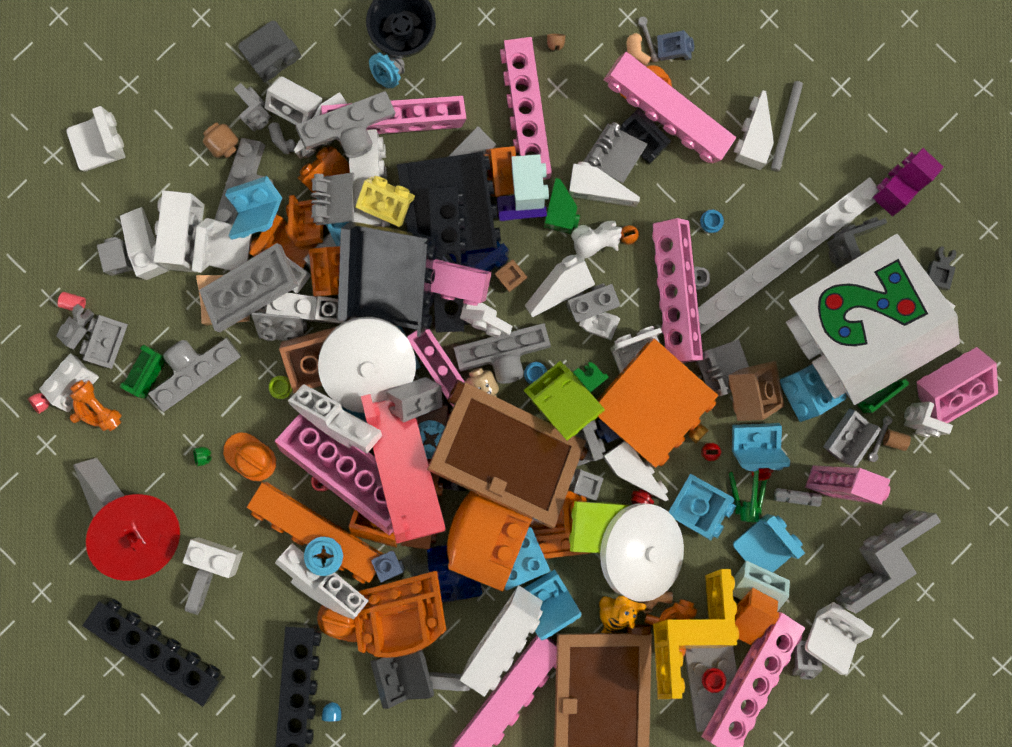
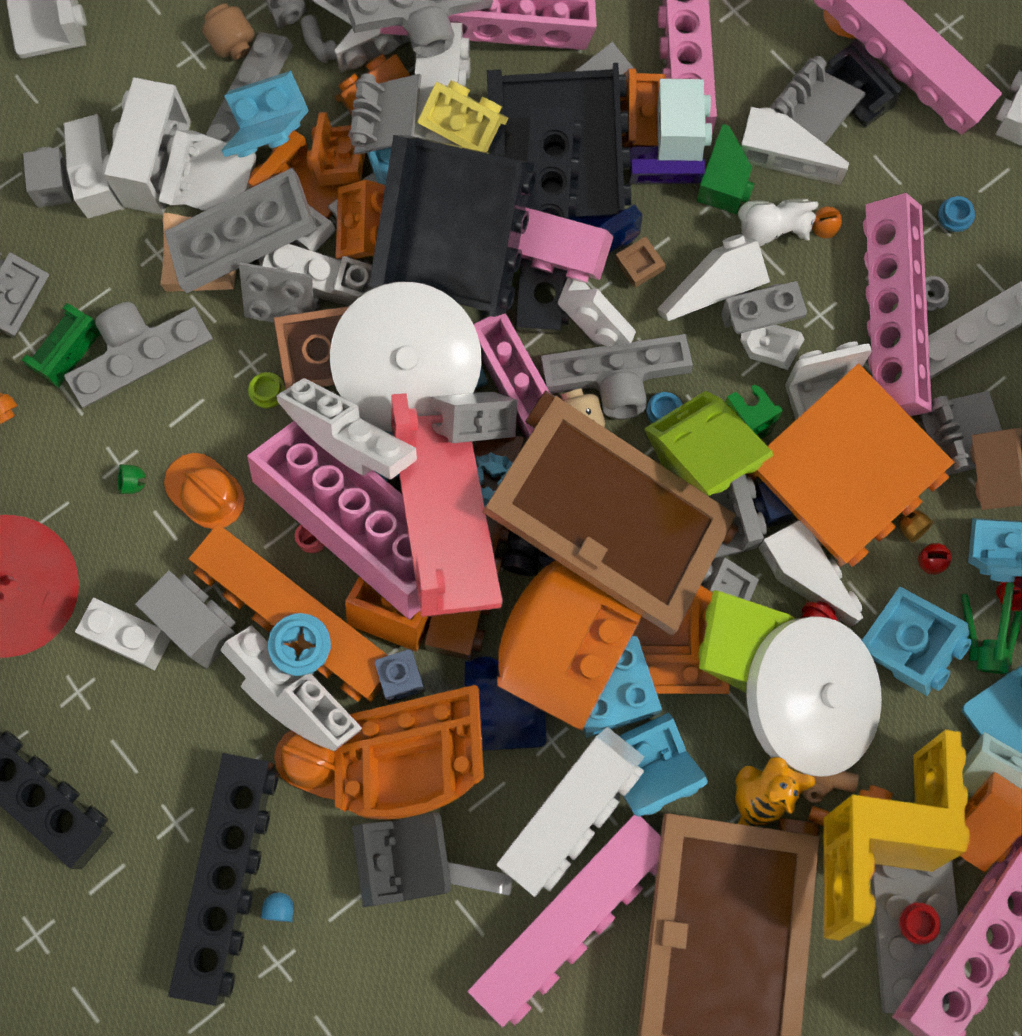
camera: 15 degrees right, 10 degrees down
(198, 591) = (93, 686): light grey beam -> none
(252, 546) = (183, 616): none -> light grey brick

